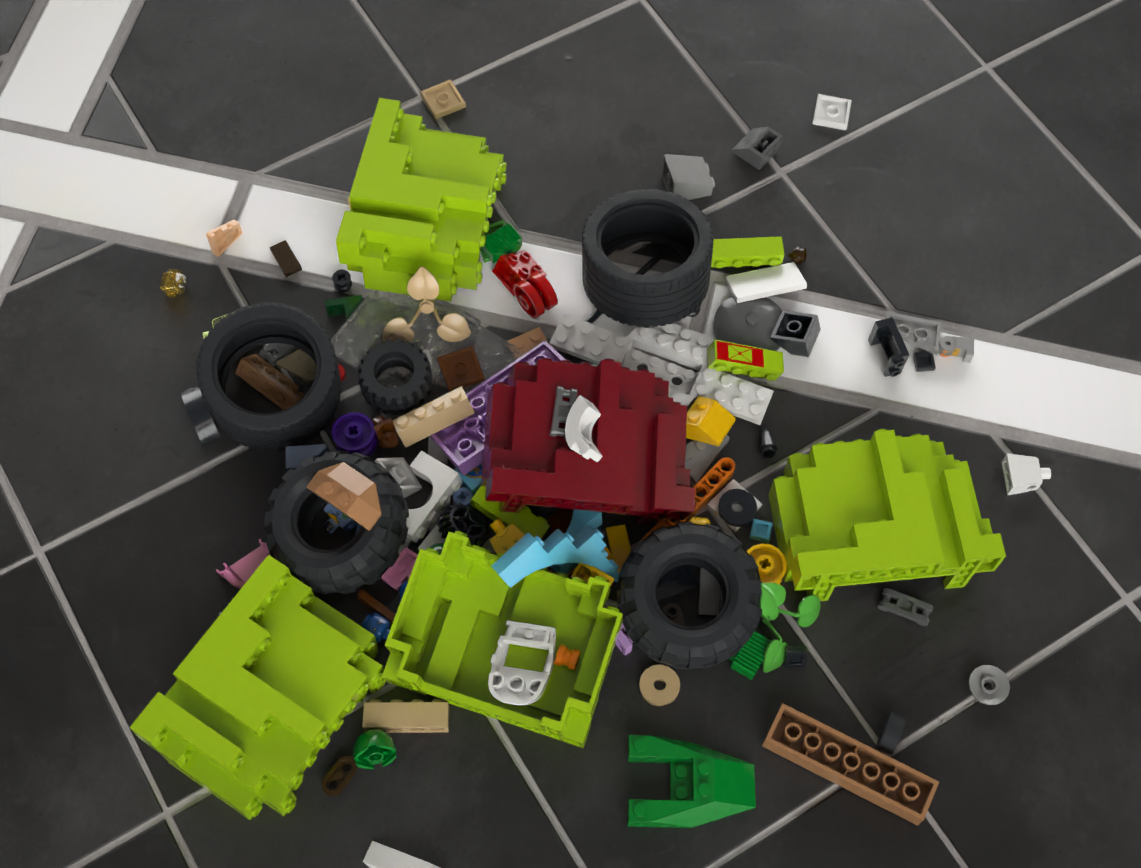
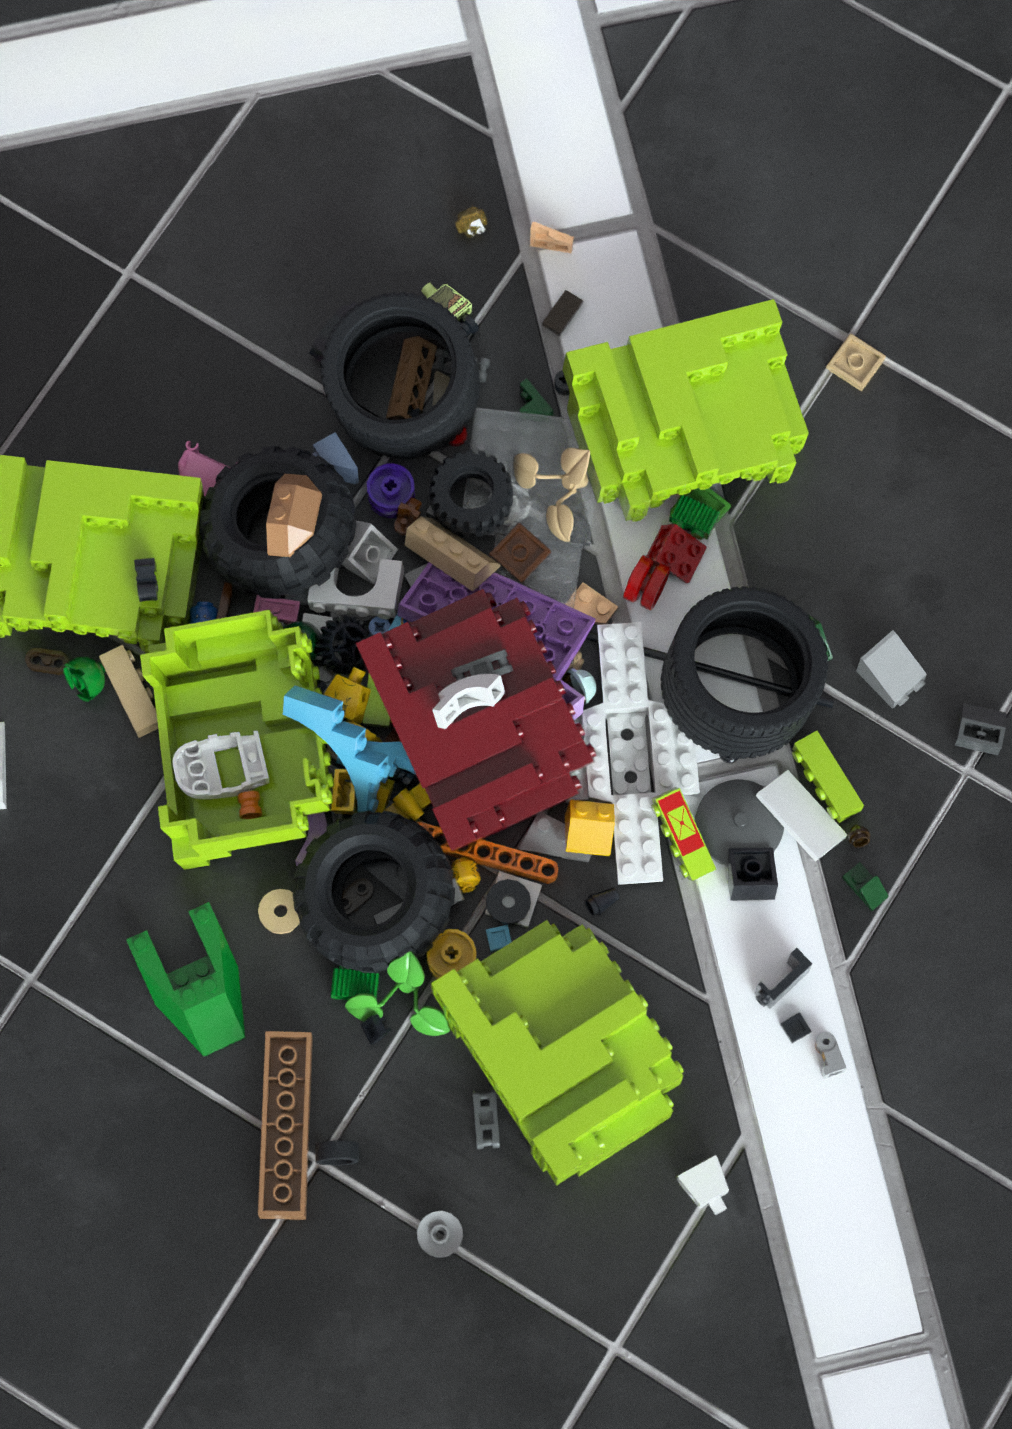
camera: 65 degrees right, 10 degrees up
(333, 644) = (146, 579): none -> black leg
(620, 543) = (408, 804): none -> yellow cone
(837, 269) = (866, 886): none -> dark green slope
(918, 331) = (827, 1001): light grey wing -> none

